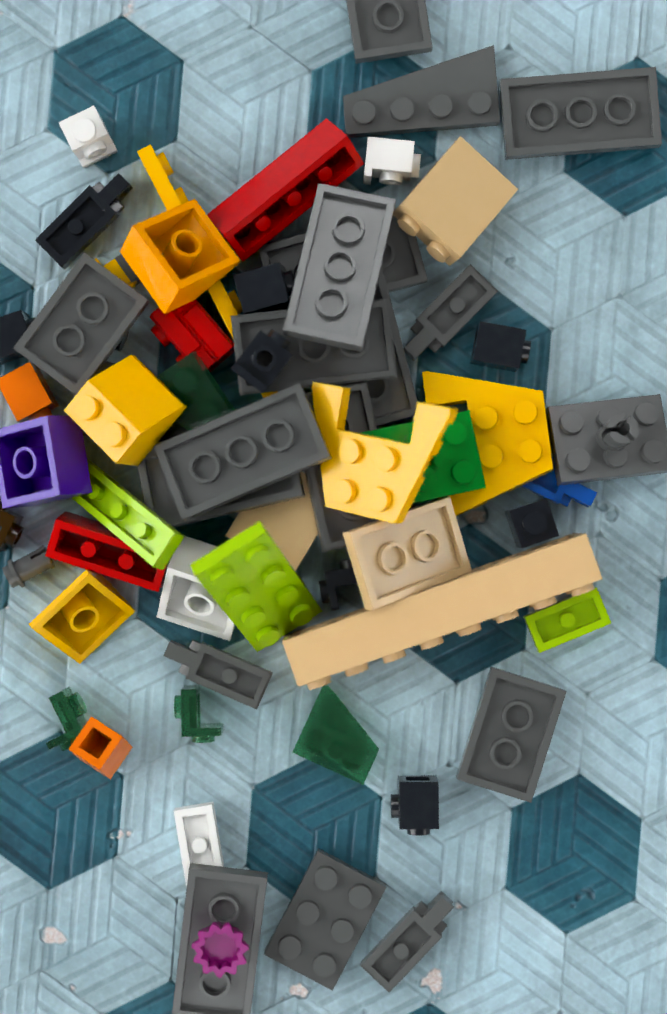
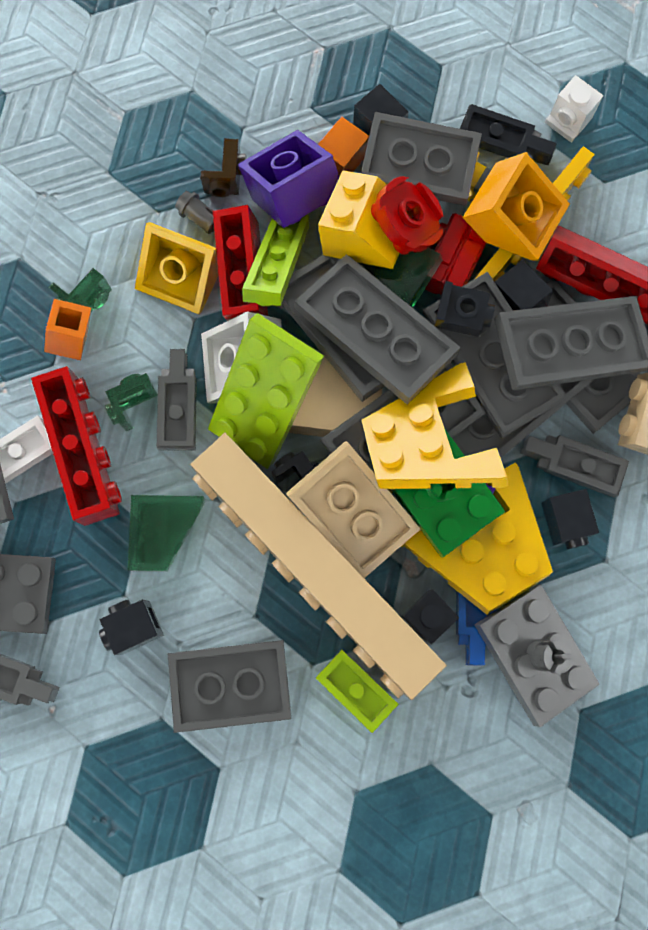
camera: 70 degrees right, 10 degrees down
(137, 386) = (391, 212): none -> red plate
(222, 786) = (76, 447): none -> red brick

